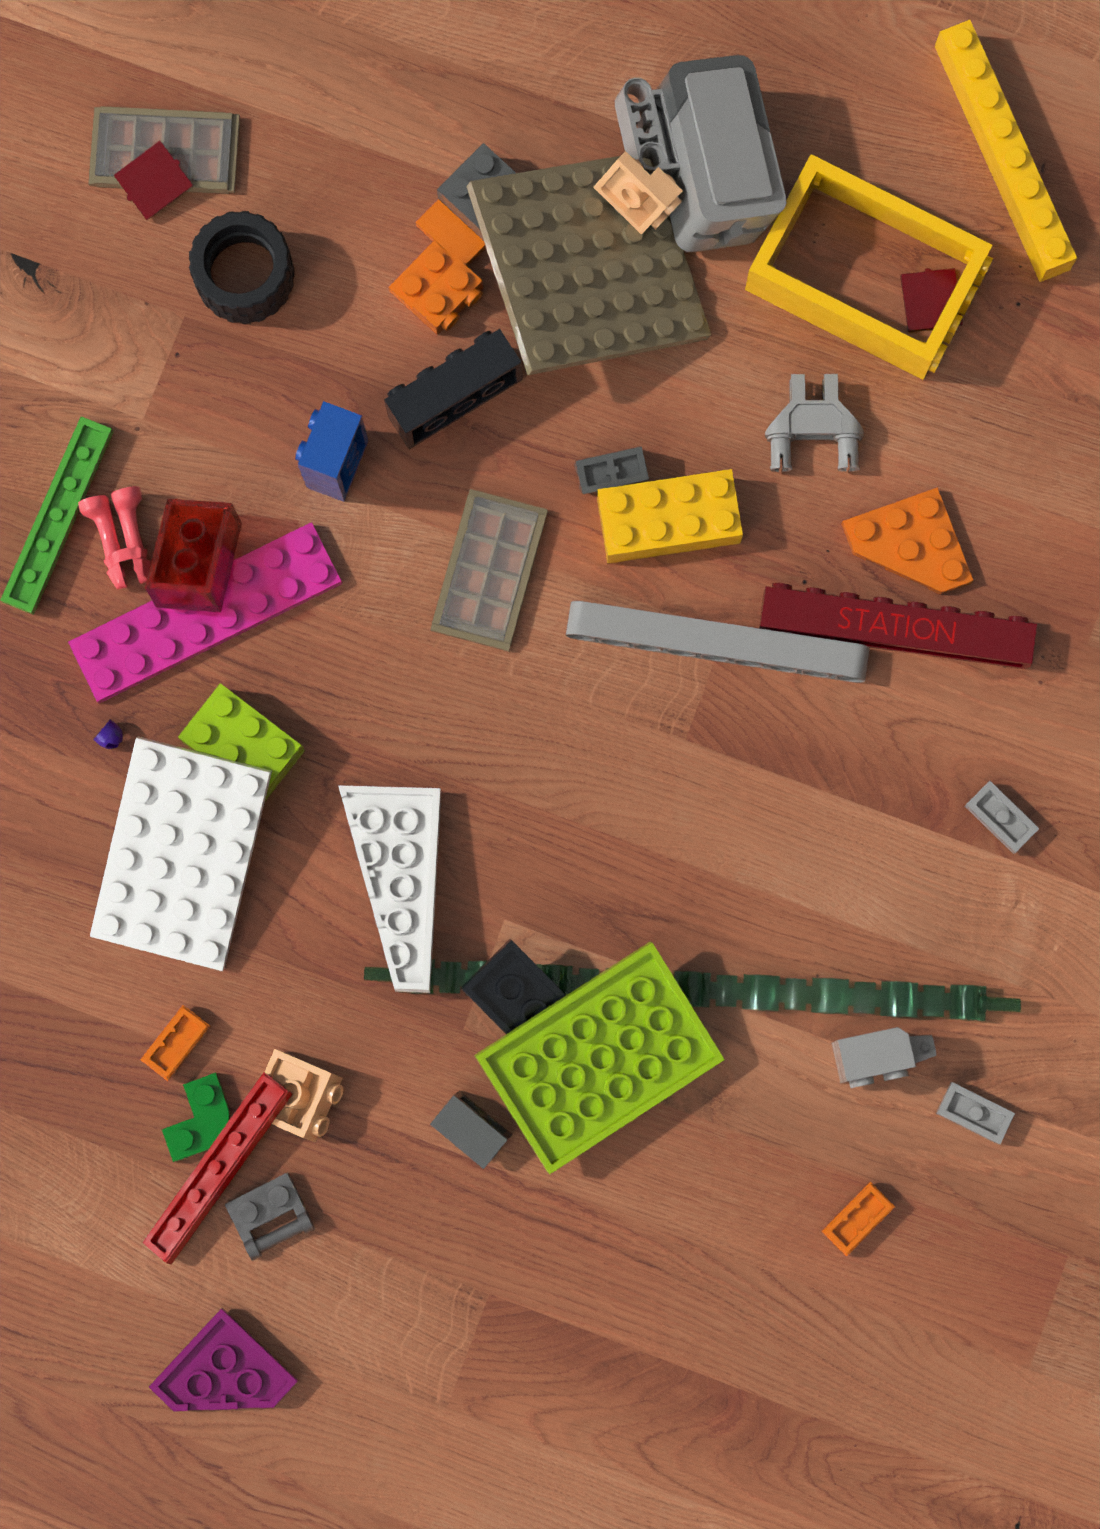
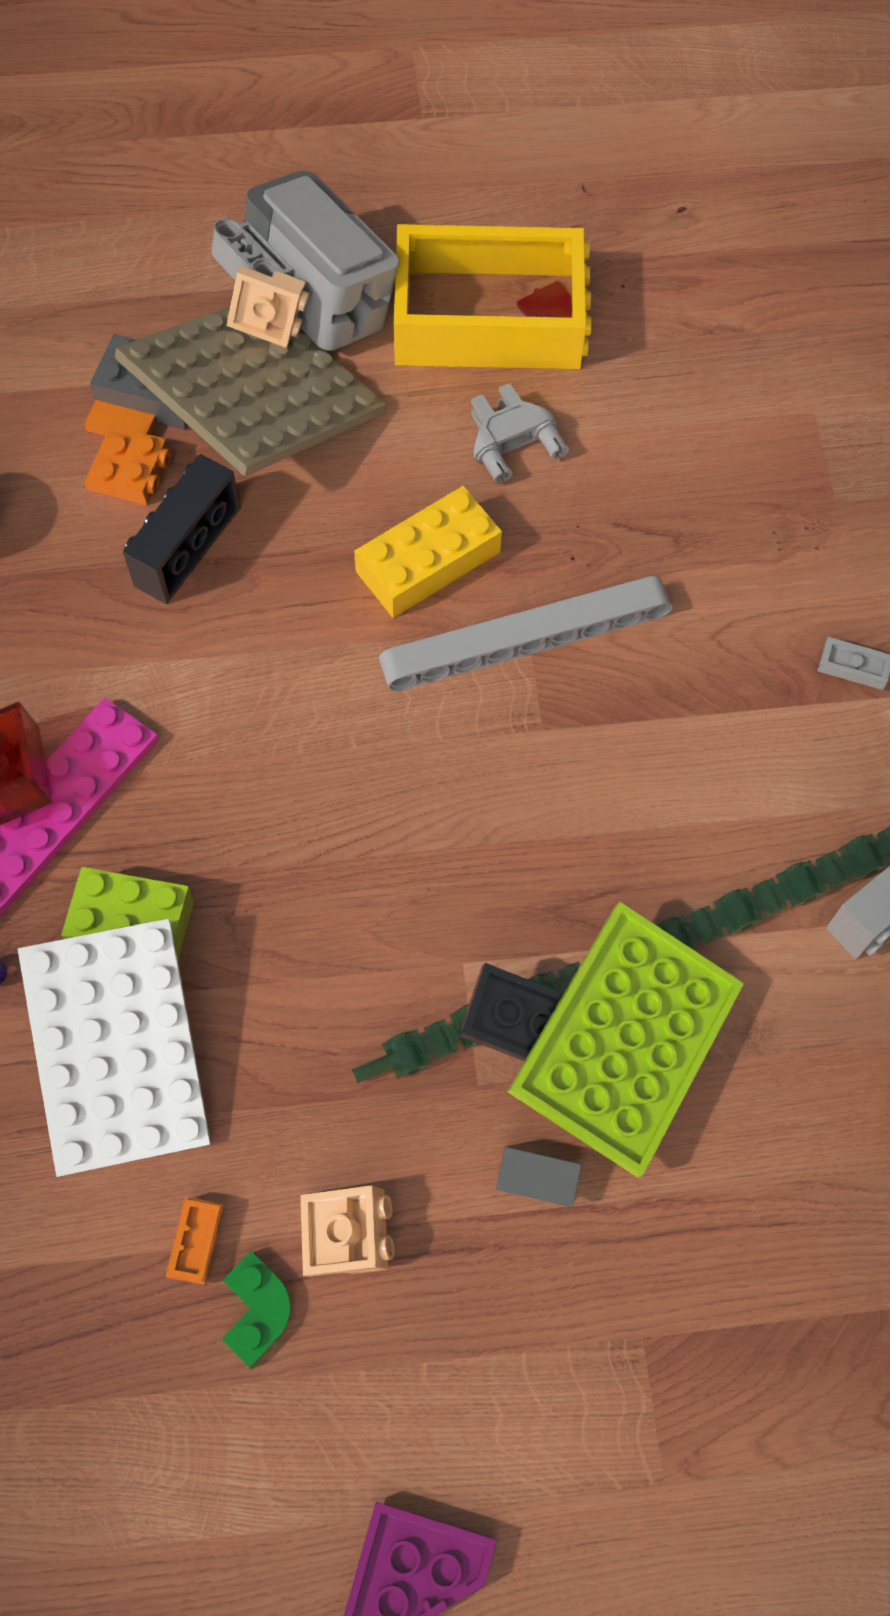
camera: 30 degrees left, 15 degrees down
(217, 1168) = (299, 1352): red tile -> none
(265, 1205) = (367, 1365): flat silver plate -> none
(332, 450) = (94, 617): blue brick -> none
(398, 856) = (335, 952): white wing -> none
(489, 570) = (290, 668): clear piece -> none
(611, 470) = (354, 534): dark grey hinge -> none
(900, 627) = (679, 550): dark red brick -> none
(912, 542) = (645, 486): orange plate -> none
(1005, 151) = (550, 182): yellow brick -> none

